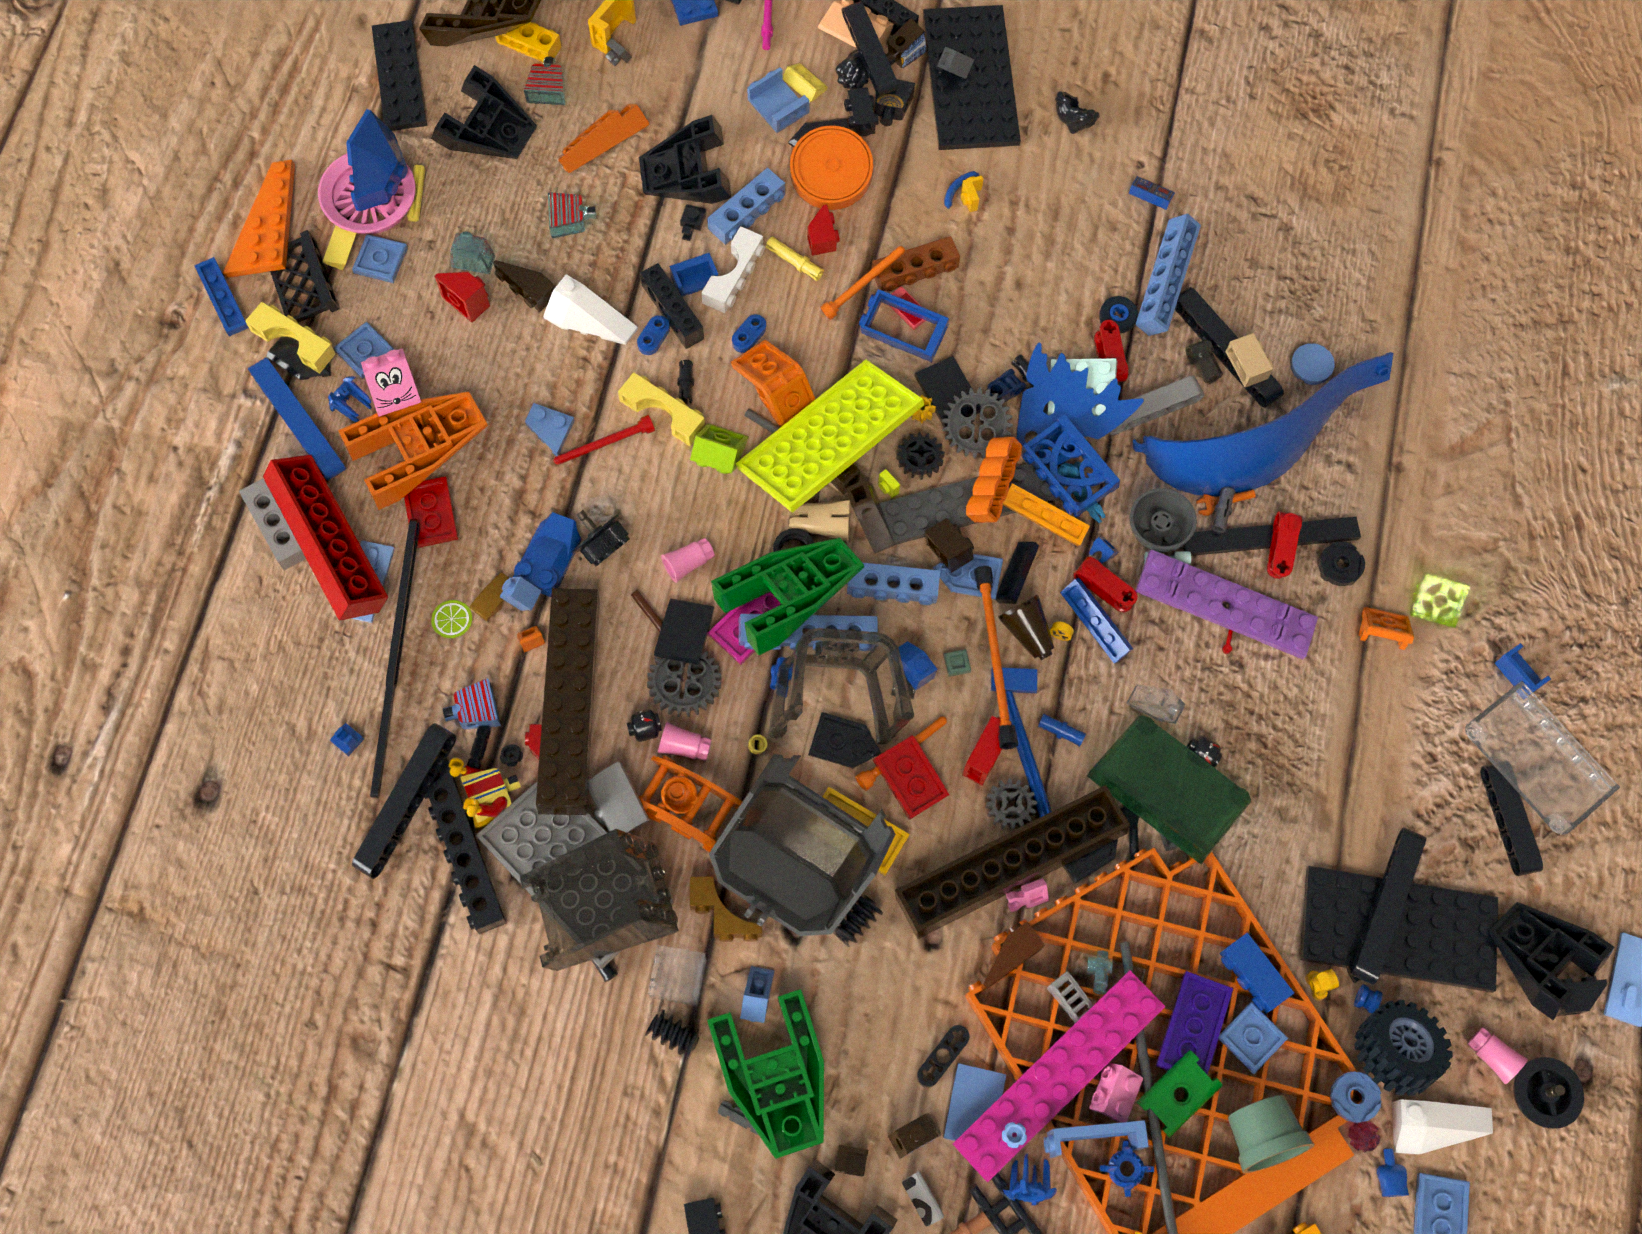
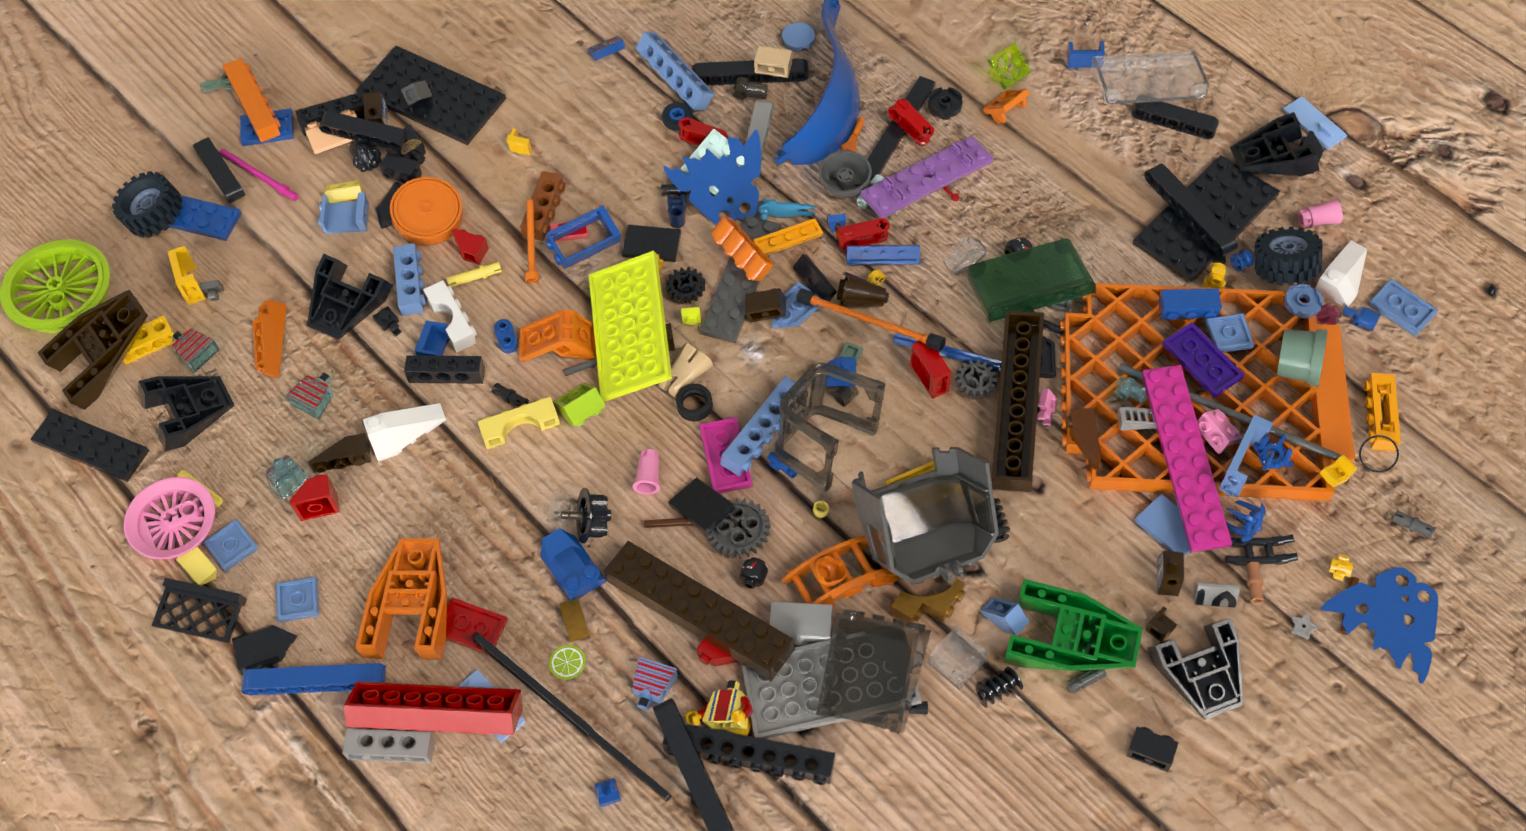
camera: 50 degrees left, 10 degrees down
(221, 296) = (161, 678): blue plate -> none
(265, 234) = (134, 614): orange wing -> none
(270, 324) = (219, 650): light yellow arch -> none
(338, 399) = (324, 634): blue piece -> none
(375, 162) = (166, 486): blue wedge -> none
(390, 382) = (345, 589): bright pink slope -> none
(479, 747) = (684, 698): black axle -> none
(511, 749) = (705, 675): black plate -> none
(520, 593) = (588, 597): medium blue brick -> none
(530, 638) = (626, 614): orange slope -> none
(550, 426) = (468, 505): medium blue wing -> none
(643, 426) = (521, 442): red piece -> none
(653, 333) = (454, 395): blue plate -> none
(684, 743) = (785, 555): bright pink plant -> none
(800, 580) = (725, 398): green wedge -> none
(843, 742) = (857, 455): black tile -> none
(867, 778) = (895, 456): orange piece -> none
(870, 515) = (707, 339): dark brown slope -> none
(904, 576) = (779, 334): medium blue brick -> none
(910, 777) = (914, 426): red plate -> none
(954, 187) = (502, 146): blue piece -> none
(957, 421) = (679, 248): dark grey gear -> none
(959, 1046) = (1121, 533): black beam -> none
(1017, 680) = (883, 335): blue tile -> none
(1021, 1137) = (1212, 499): light blue plate -> none
(1061, 730) = (944, 320): blue pin -> none
(1070, 436) = (777, 214): blue fence -> none
(1072, 115) = (517, 54): black hair -> none
(1197, 1089) = (1244, 381): green piece -> none
(1223, 509) = (861, 139): flat silver pin -> none
(1549, 1093) = (1362, 202): black piece -> none

